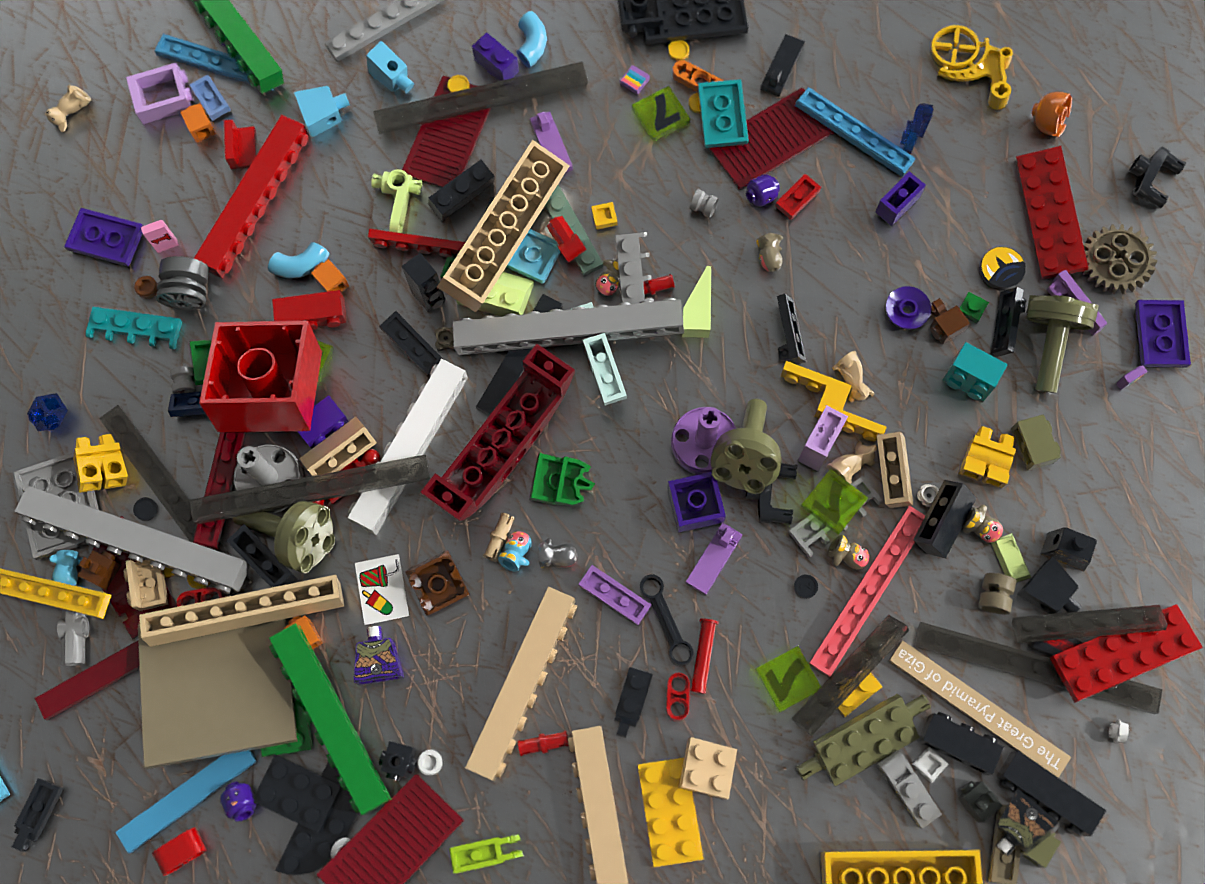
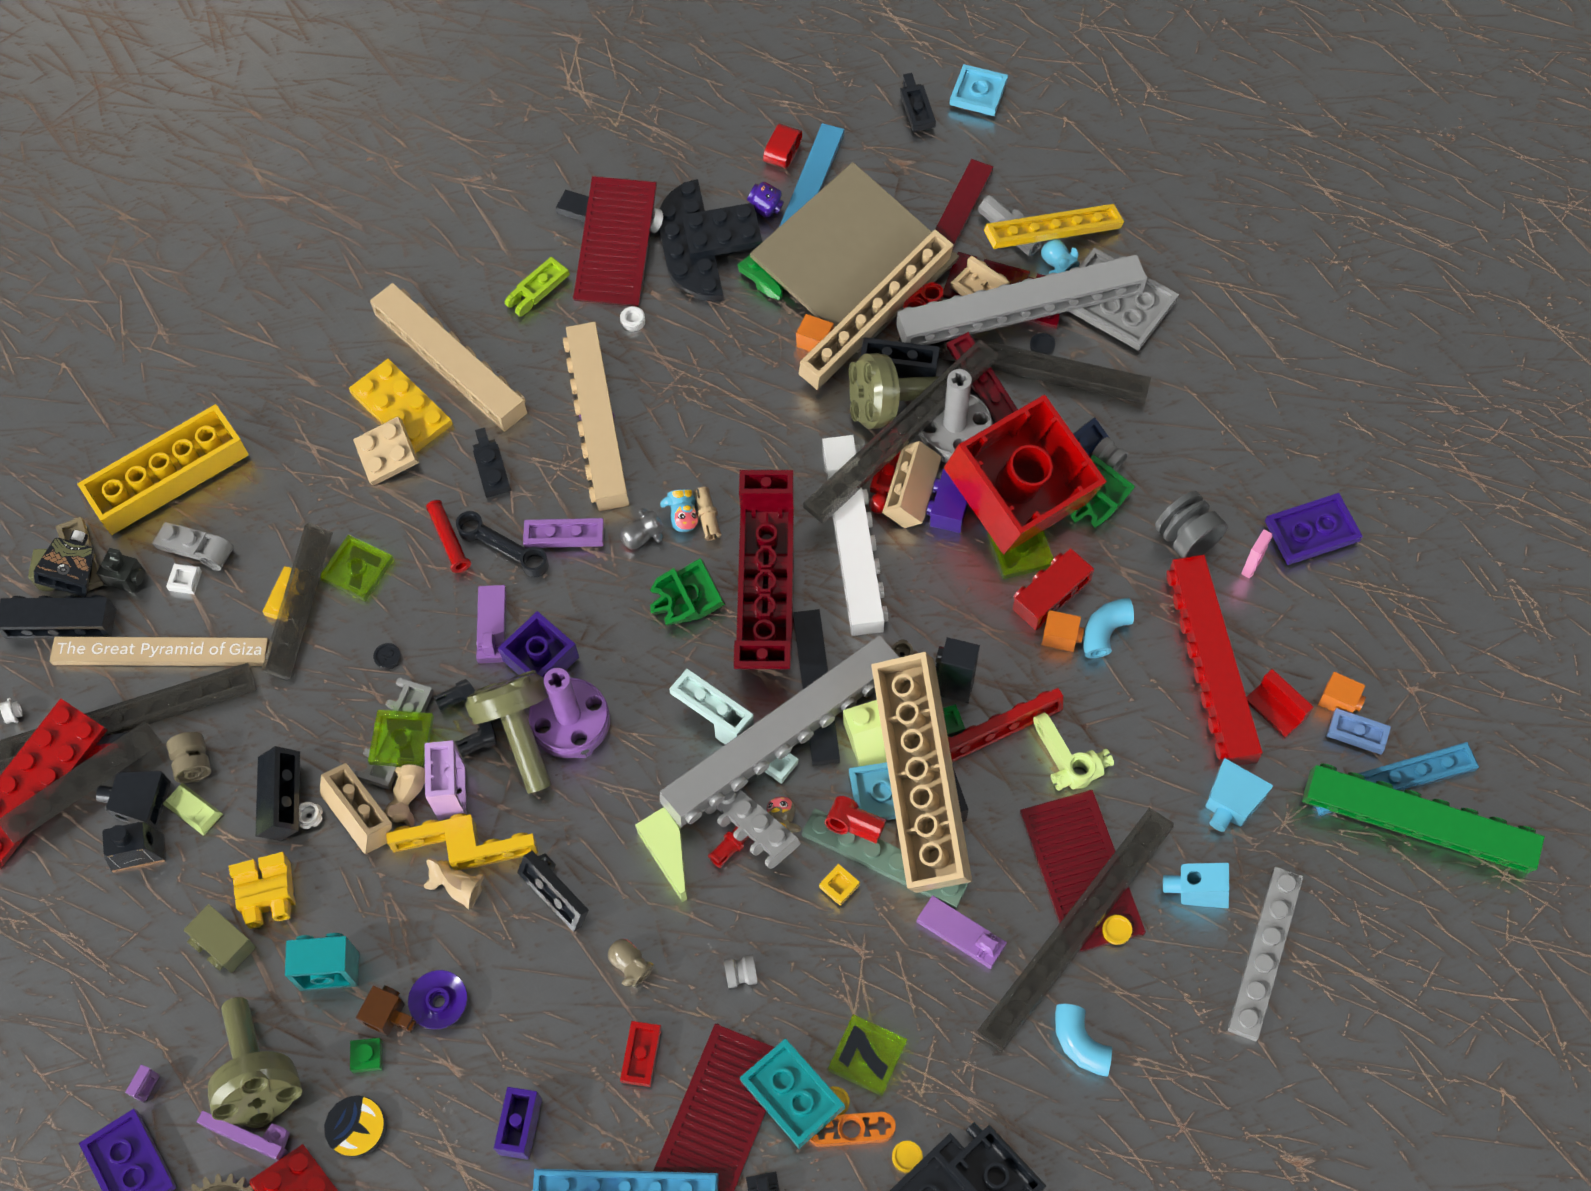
camera: 145 degrees right, 10 degrees down
(47, 412) = (1199, 360): clear blue brick -> none
(70, 103) = (1487, 636): tan animal -> none
(98, 459) = (1113, 344): yellow hips -> none
(99, 568) = (1029, 265): reddish brown brick -> none
(134, 325) = (1205, 475): teal hinge -> none
(146, 287) = (1230, 513): dark orange tile -> none
(164, 108) = (1425, 679): lavender window -> none
(330, 720) = (736, 283): green brick -> none
(376, 659) = (735, 356): torso -> none
(381, 589) = (781, 414): white sticker -> none
(389, 757) = (657, 298): black brick -> none
(410, 342) = (928, 623): black hinge -> none
(436, 582) = (735, 444): reddish brown slope -> none
(461, 190) = (1008, 804): black brick -> none
(495, 58) = (1101, 984): dark purple brick -> none
(543, 743) = (545, 385): red pin -> none
(634, 79) = (928, 1077): tile -> none
(679, 697) = (448, 487): red beam -> none
(762, 190) = (685, 1031): dark purple head -> none
(851, 553) = (356, 705): dark tan animal -> none
(865, 739) = (252, 558): olive plate -> none
(867, 593) = (320, 686): coral plate -> none
(961, 743) = (161, 607): black brick -> none
(984, 526) = (234, 815): animal -> none
(1009, 310) = (317, 1060): black hinge -> none

